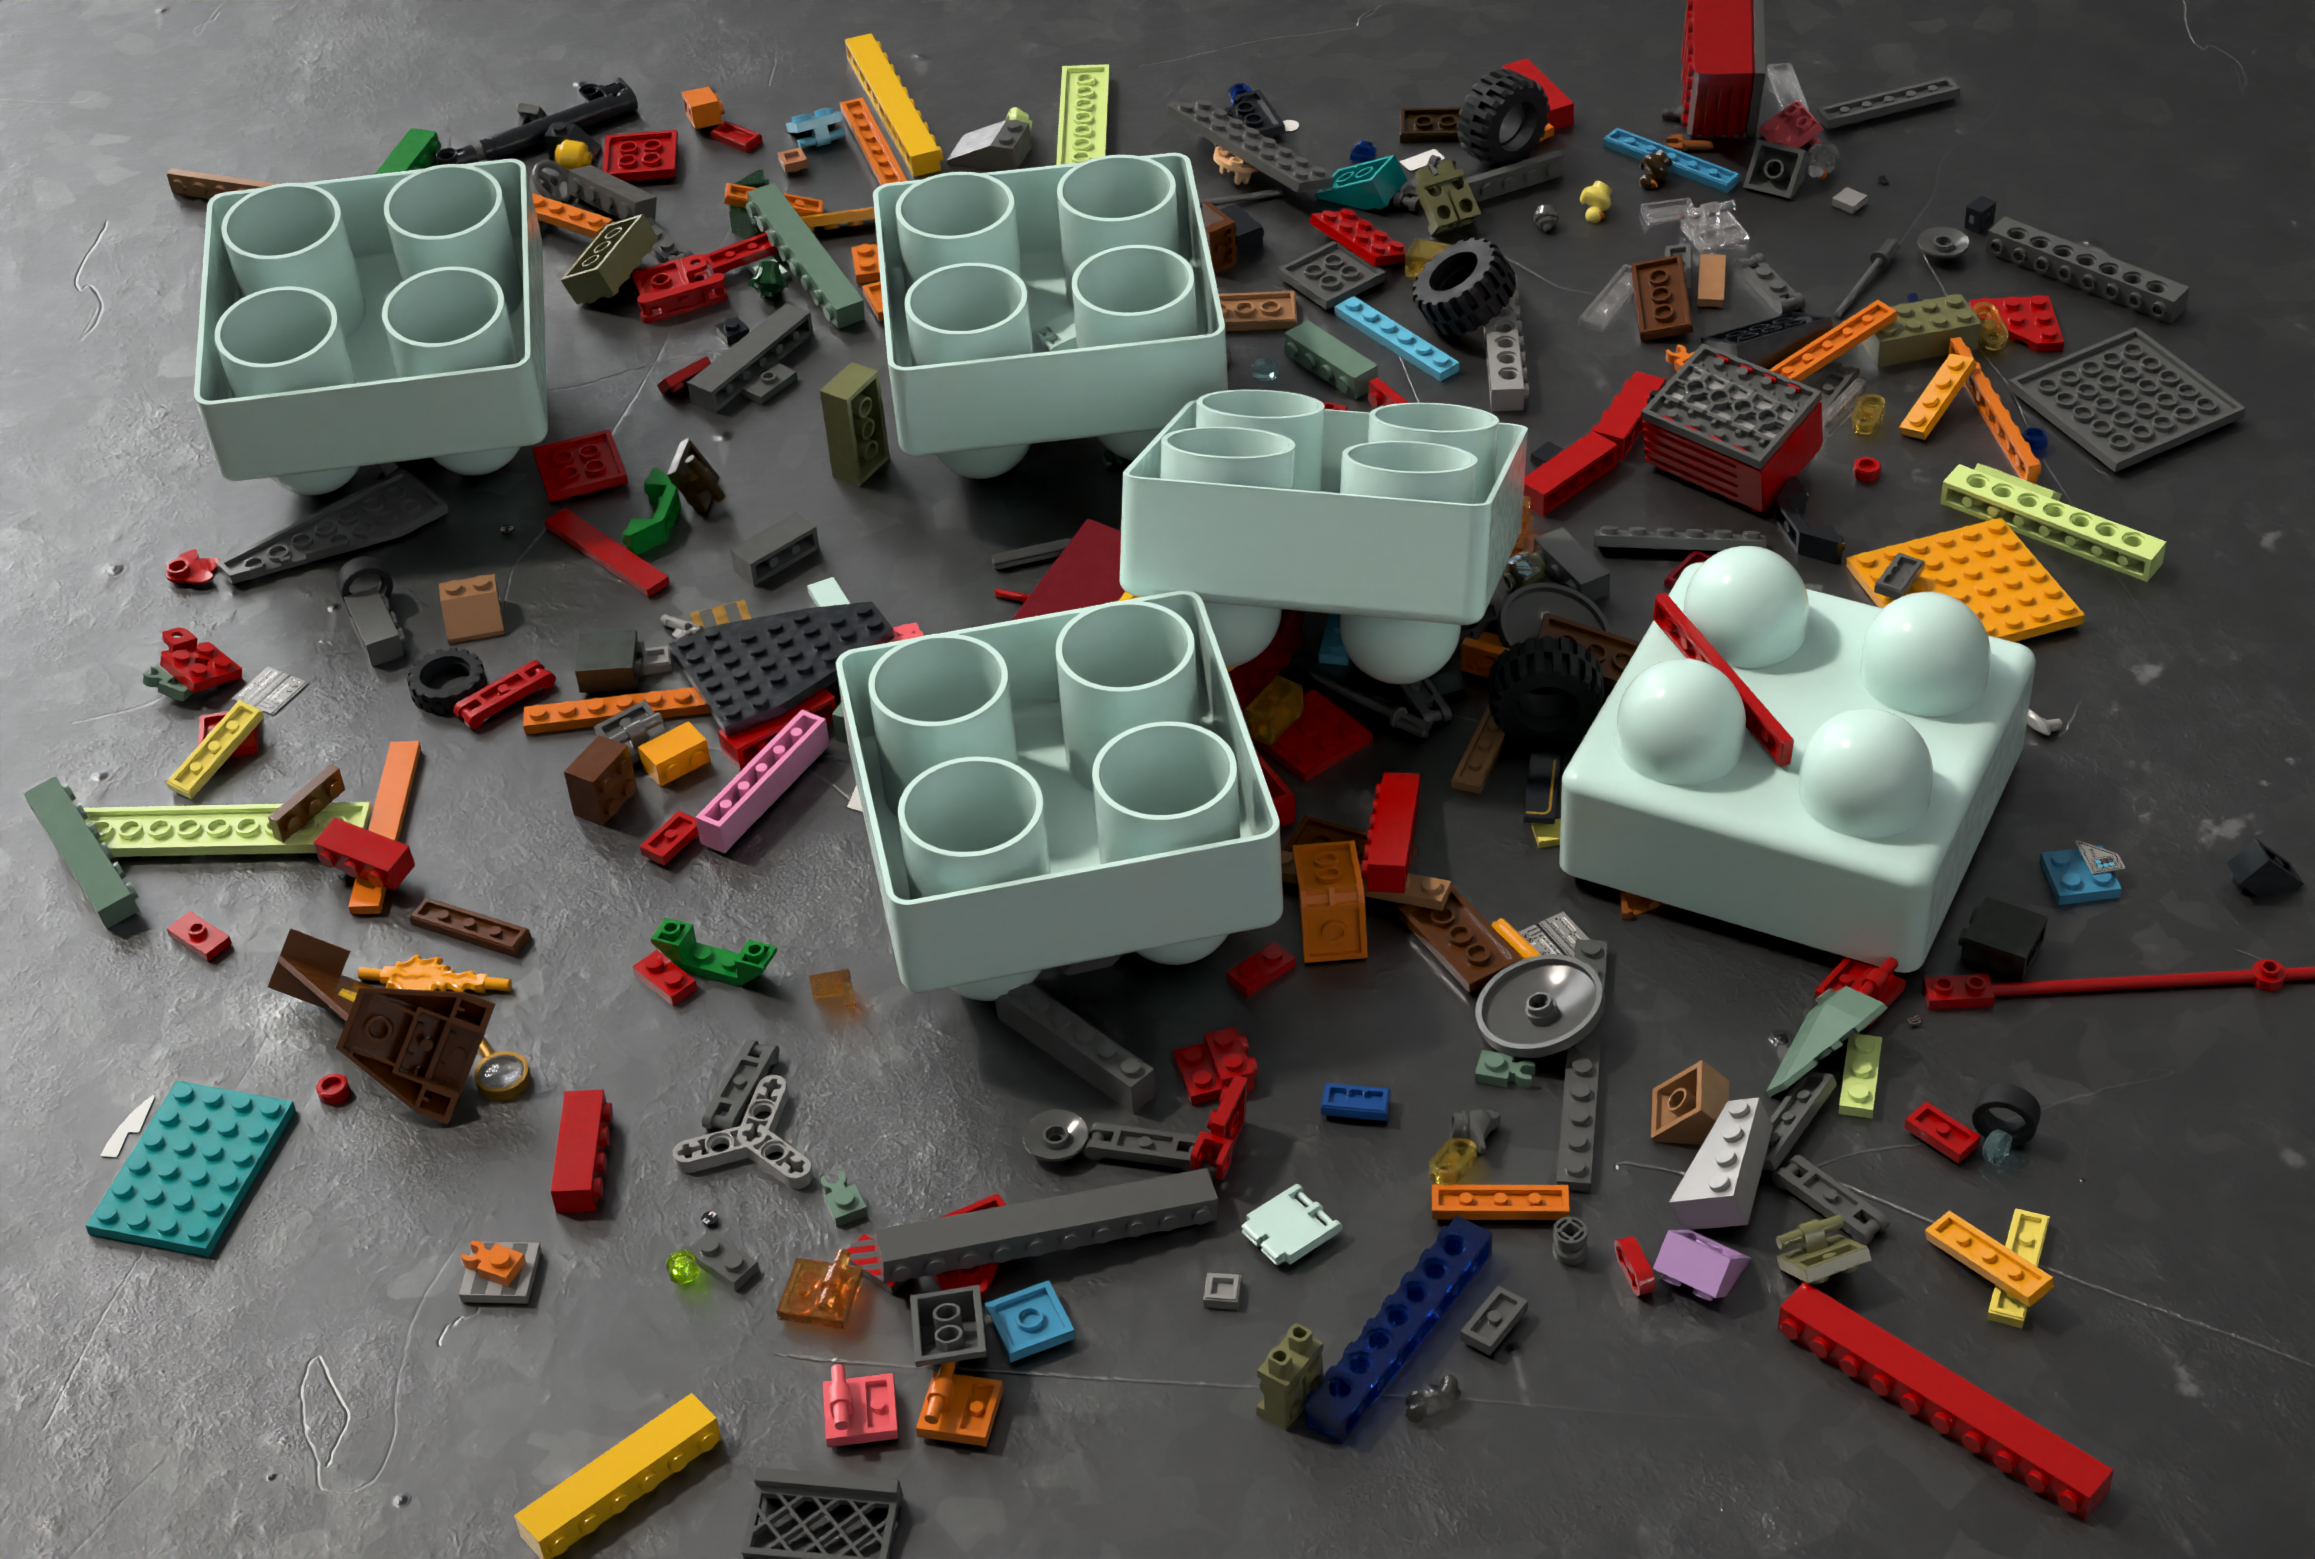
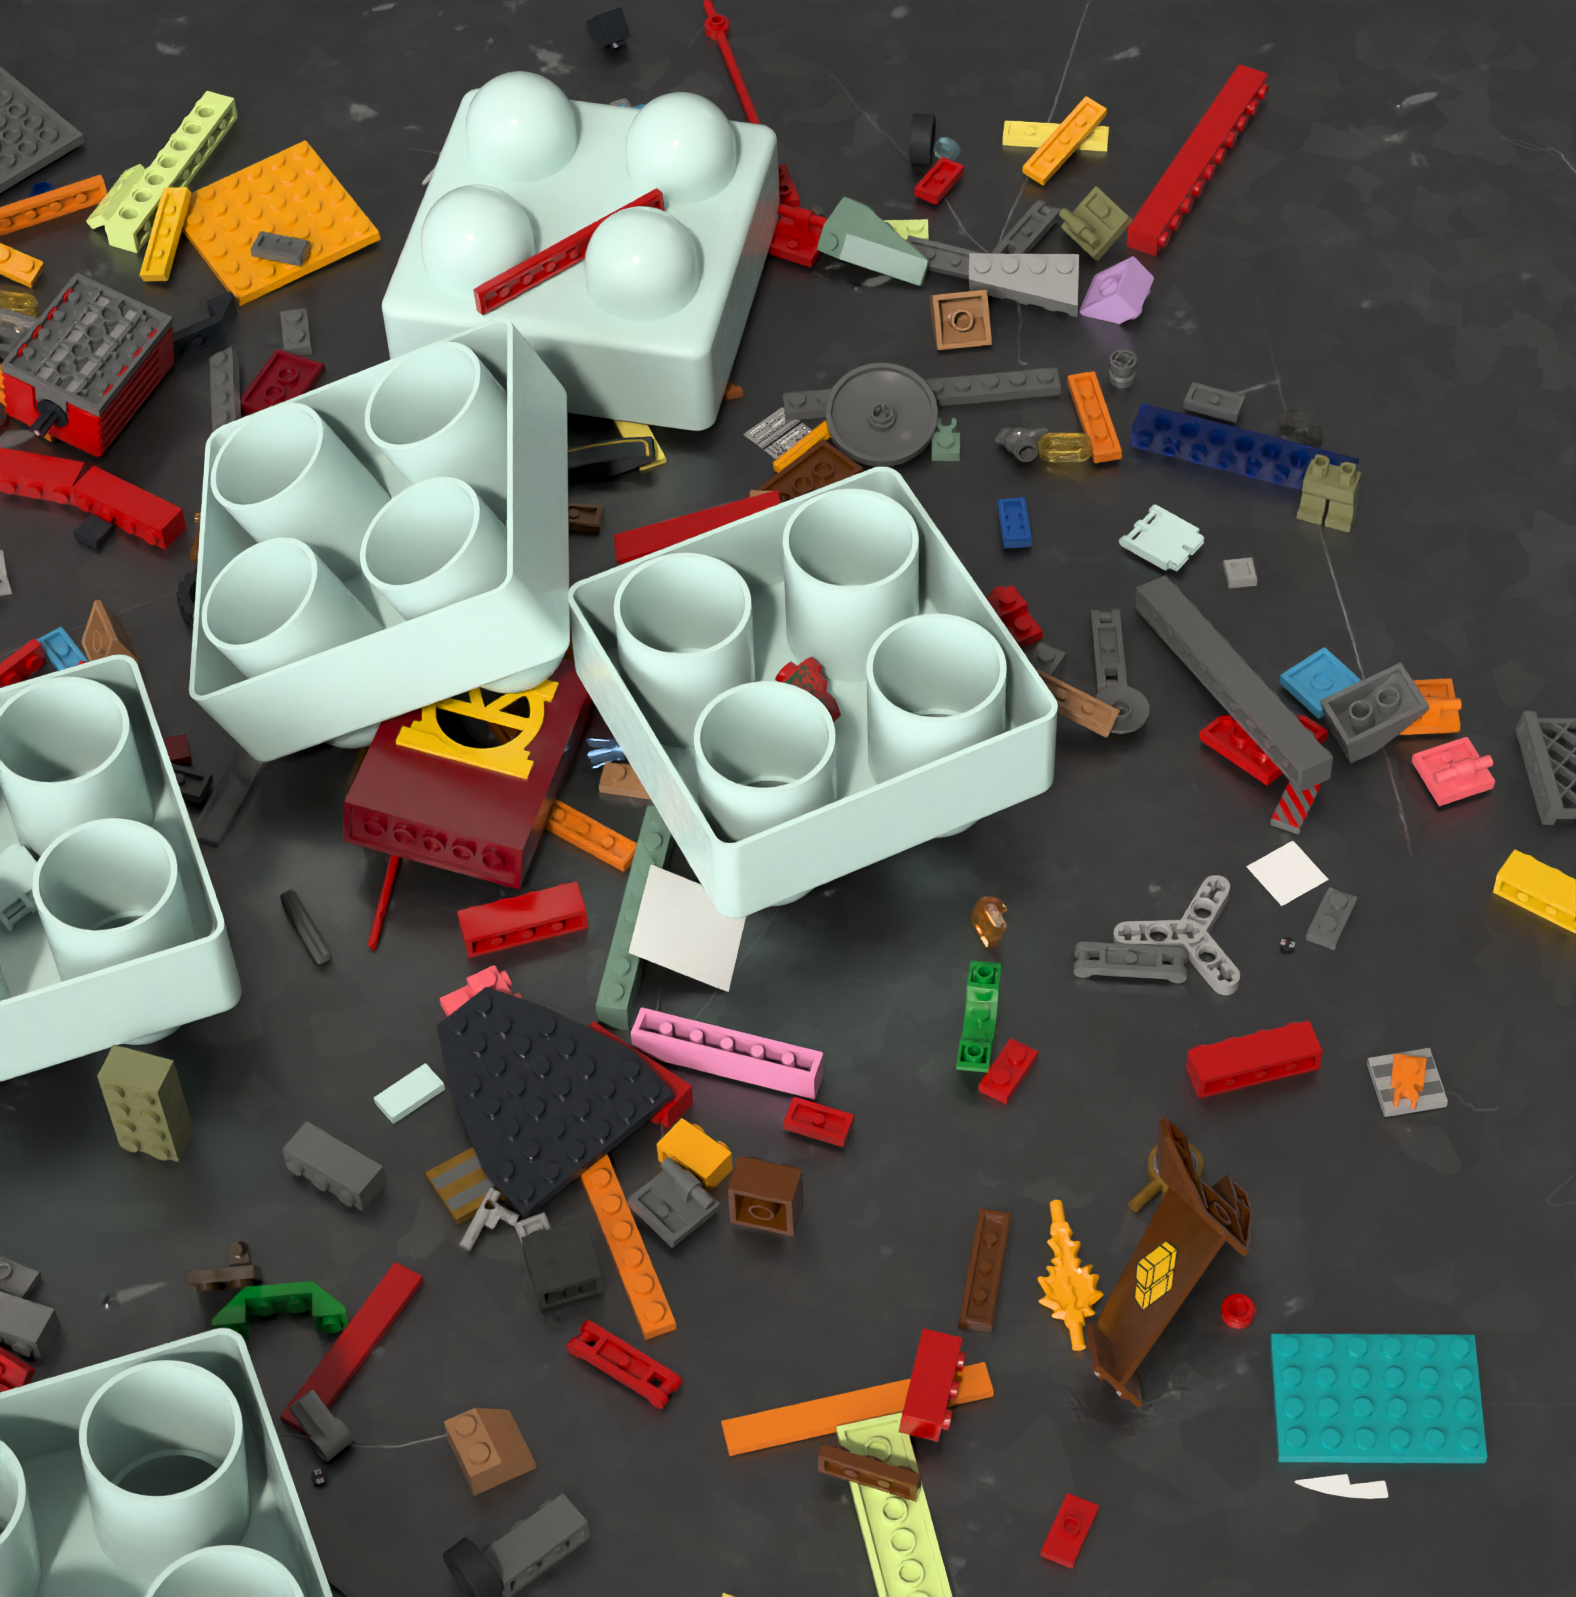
camera: 105 degrees left, 10 degrees up
(440, 663) = (621, 1462): black tyre -> none
(532, 527) = (326, 1434): none -> light grey piece
(682, 1266) = (1355, 938): clear neon green bush -> none
(798, 1237) = (1287, 873): none -> white sticker
(821, 1291) = (1346, 829): clear orange plate -> none
(843, 1200) = (1235, 847): sand green plate -> none
(1069, 1068) = (1081, 706): none -> medium nougat tile
(1077, 817) = (809, 678): none -> red rock
(1224, 1127) = (1099, 584): red plate -> none
(1635, 1265) = (1133, 330): red beam -> none
(1954, 509) = (165, 234): none -> yellow plate

